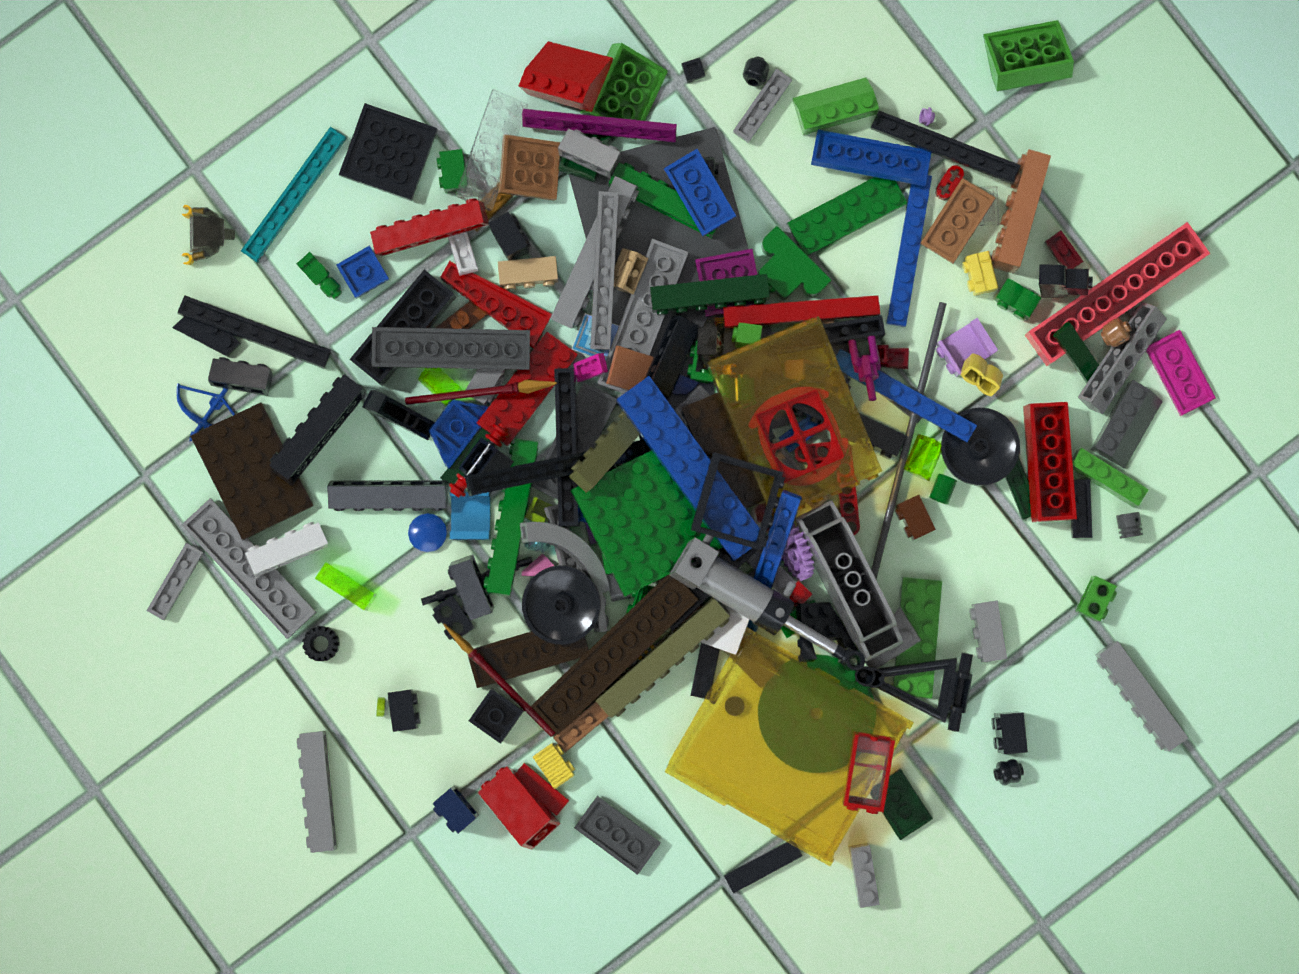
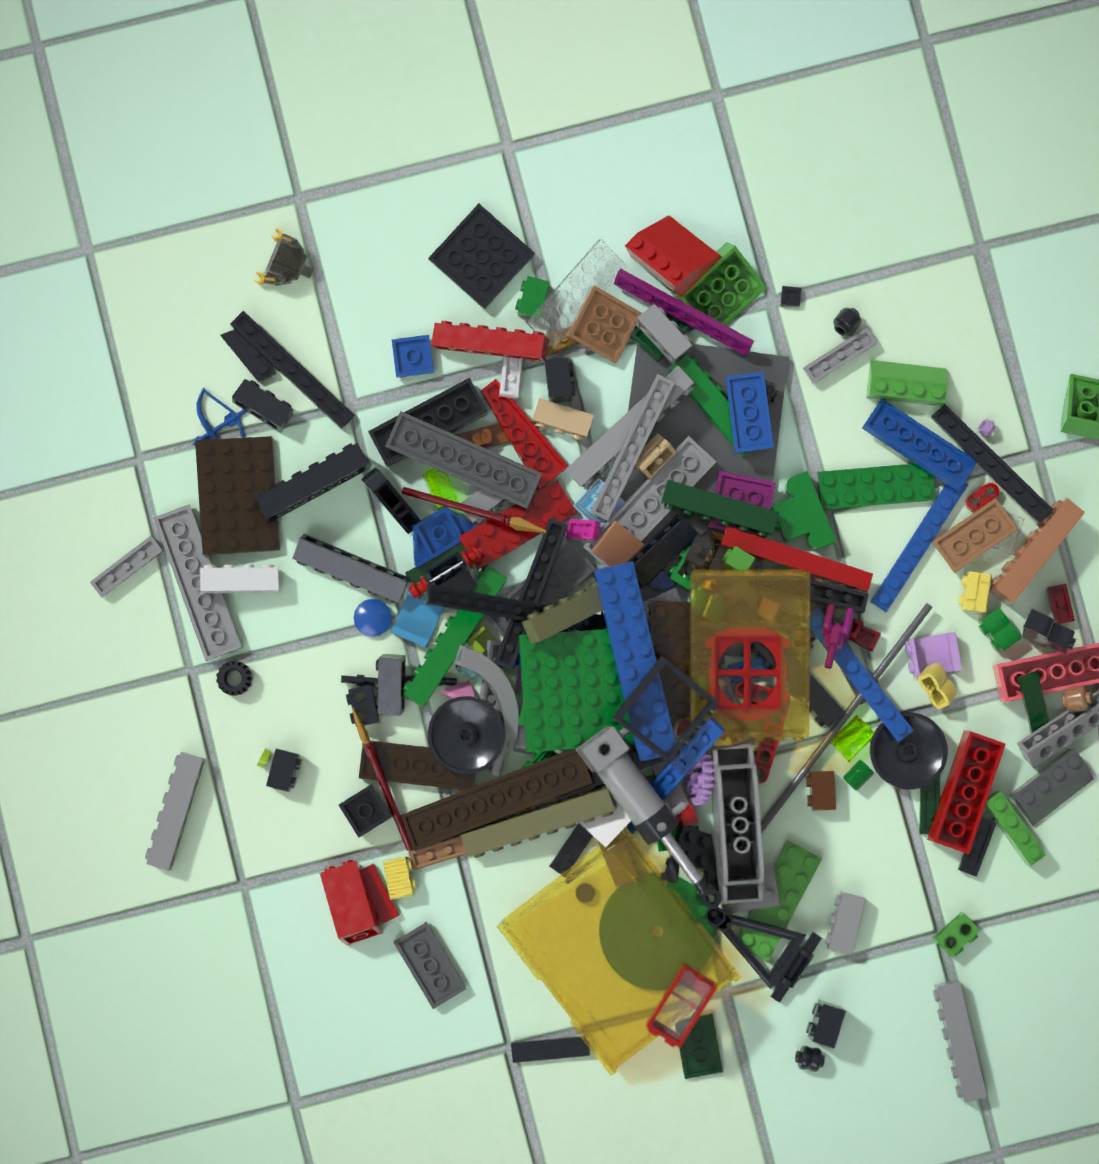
camera: 20 degrees right, 0 degrees up
(293, 194) = (379, 259): teal tile -> none
(319, 276) = (372, 343): green piece -> none
(346, 586) = (278, 636): clear neon green brick -> none
(455, 810) = (292, 880): dark blue brick -> none
(863, 875) = (638, 1097): light grey brick -> none
(1129, 525) = (1015, 879): dark grey piece -> none

